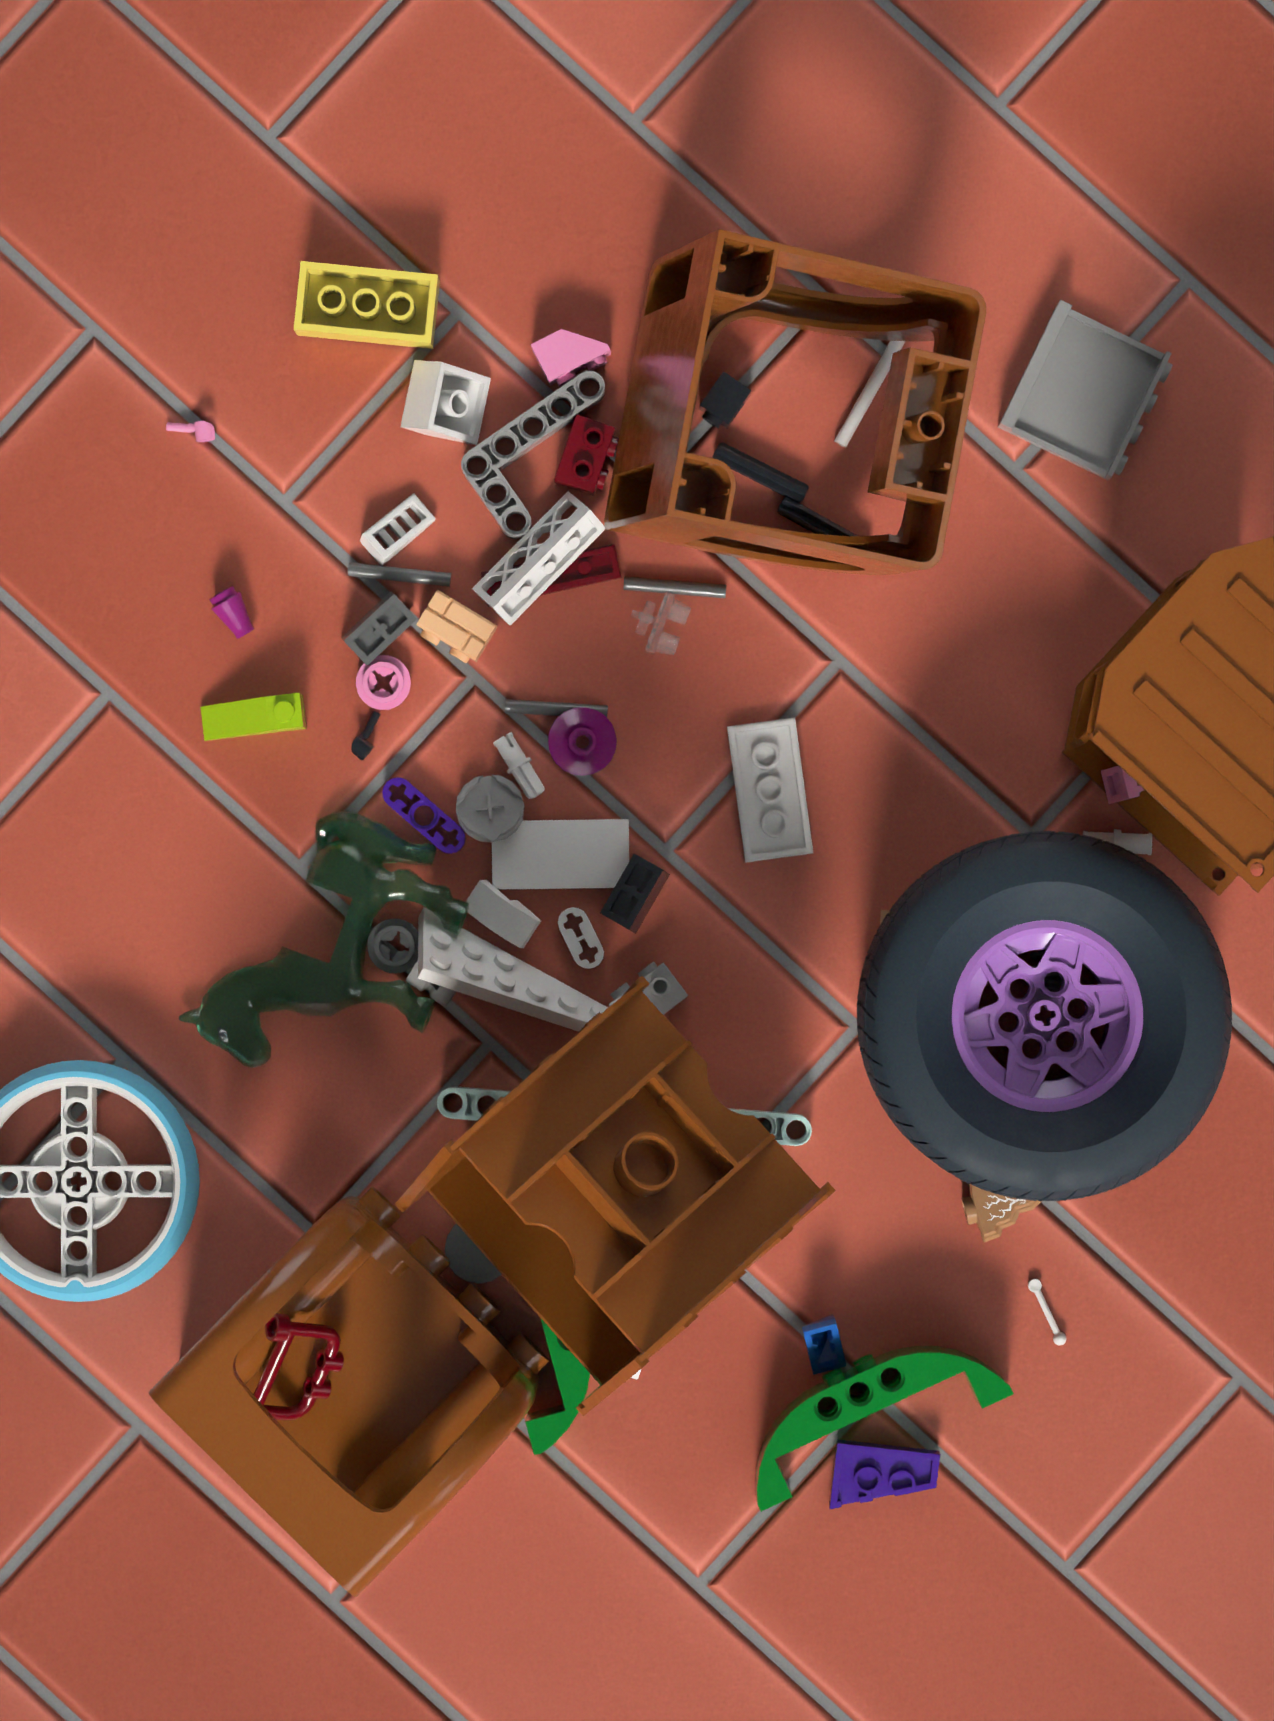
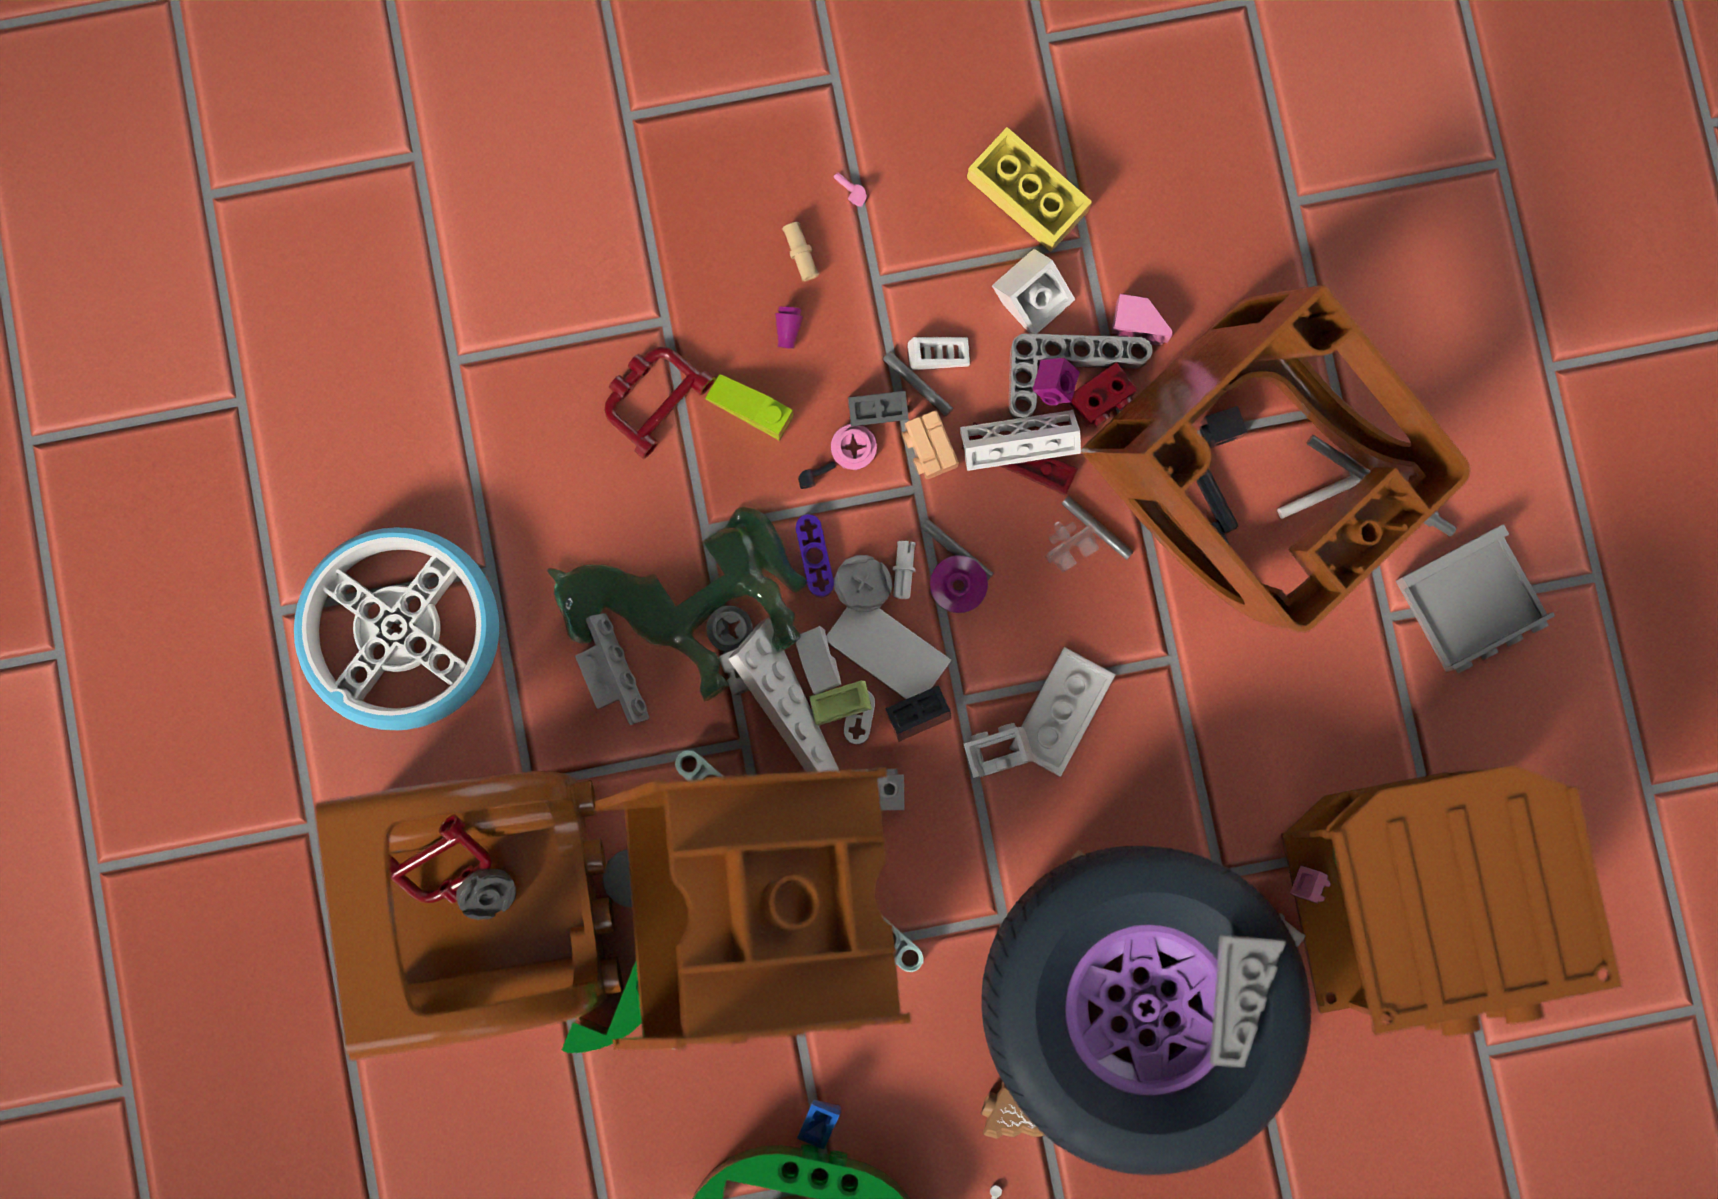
camera: 30 degrees right, 5 degrees down
(119, 757) = (640, 367): none -> dark red bar
(189, 528) = (800, 251): none -> tan pin
(310, 1072) = (608, 672): none -> light grey bracket
(353, 1365) = (486, 893): none -> dark grey tile
(531, 477) = (1055, 381): none -> magenta brick
(553, 938) = (840, 702): none -> yellowish green tile
(718, 894) = (980, 768): none -> white window
(988, 343) = (1359, 471): none -> dark grey bar
(1112, 933) = (1241, 986): none -> light grey wing

